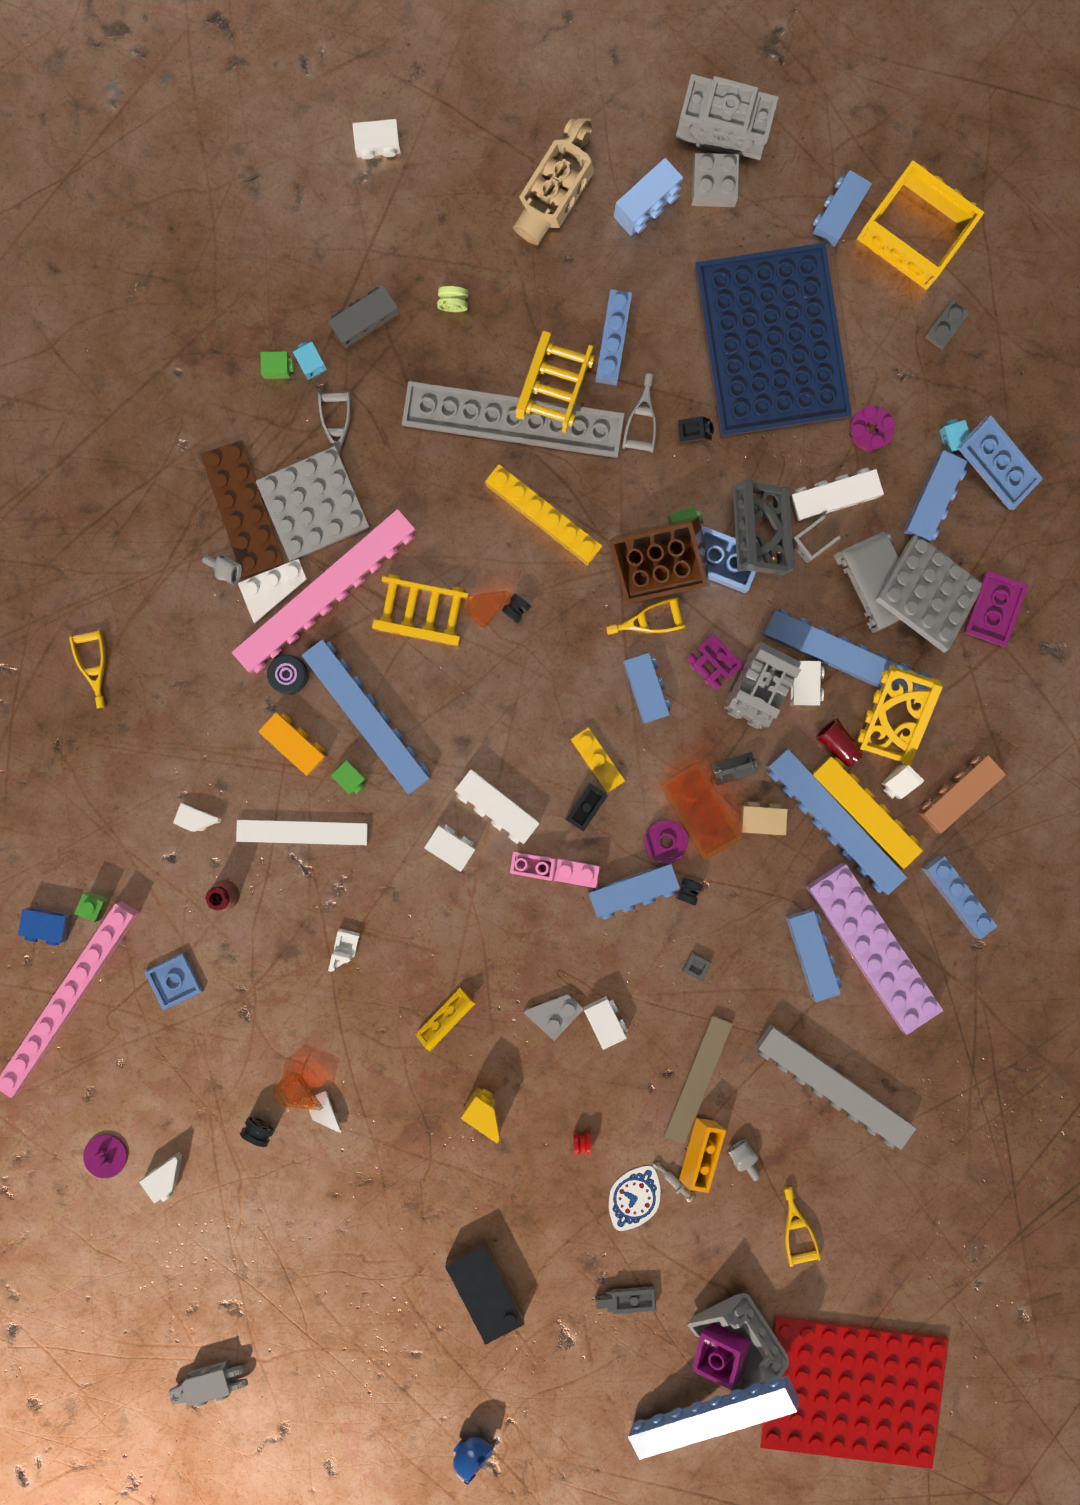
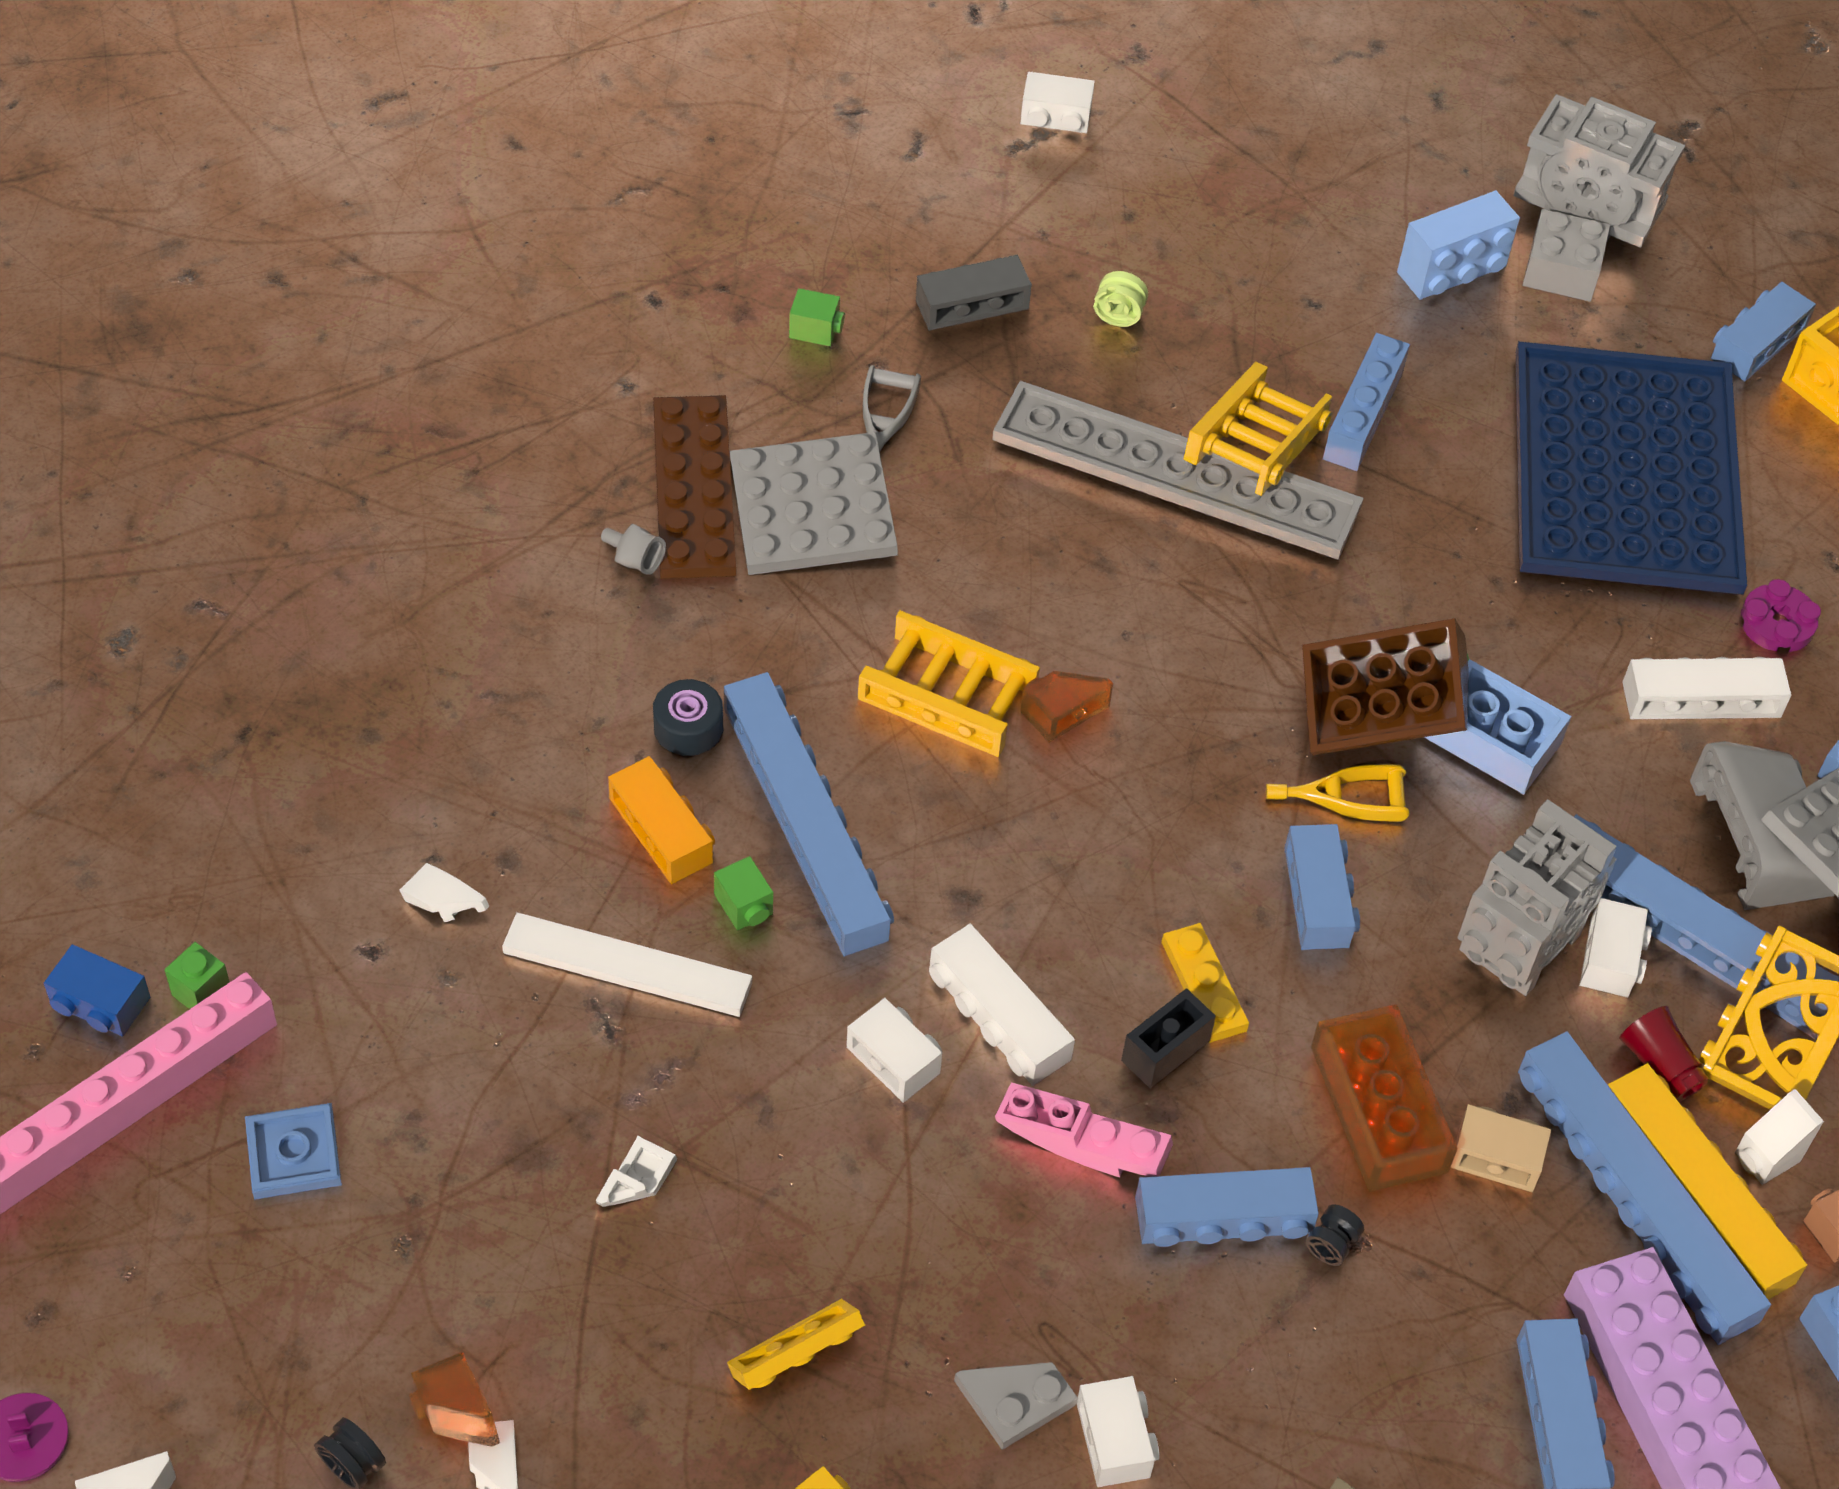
camera: 10 degrees right, 35 degrees down
(93, 671) = (363, 641): yellow piece -> none
(229, 894) = (443, 1022): dark red plant -> none
(271, 587) = (695, 597): white wing -> none
(309, 360) = (870, 324): medium azure brick -> none
(324, 591) = (791, 618): bright pink brick -> none
(516, 608) = (1117, 715): black wheel -> none
(543, 515) = (1197, 600): yellow brick -> none
(556, 182) = (1316, 203): tan brick -> none
(646, 411) = (1395, 503): light grey piece -> none
(660, 852) = (1313, 1120): magenta plate -> none
(695, 429) = (1479, 546): black bracket -> none
(696, 966) = (1322, 1381): dark grey tile -> none
(719, 656) = (1456, 866): magenta plate -> none
(734, 768) = (1461, 1055): dark grey hinge -> none
(778, 516) = (1550, 644): dark grey fence -> none
(800, 548) = (1665, 756): light grey piece -> none

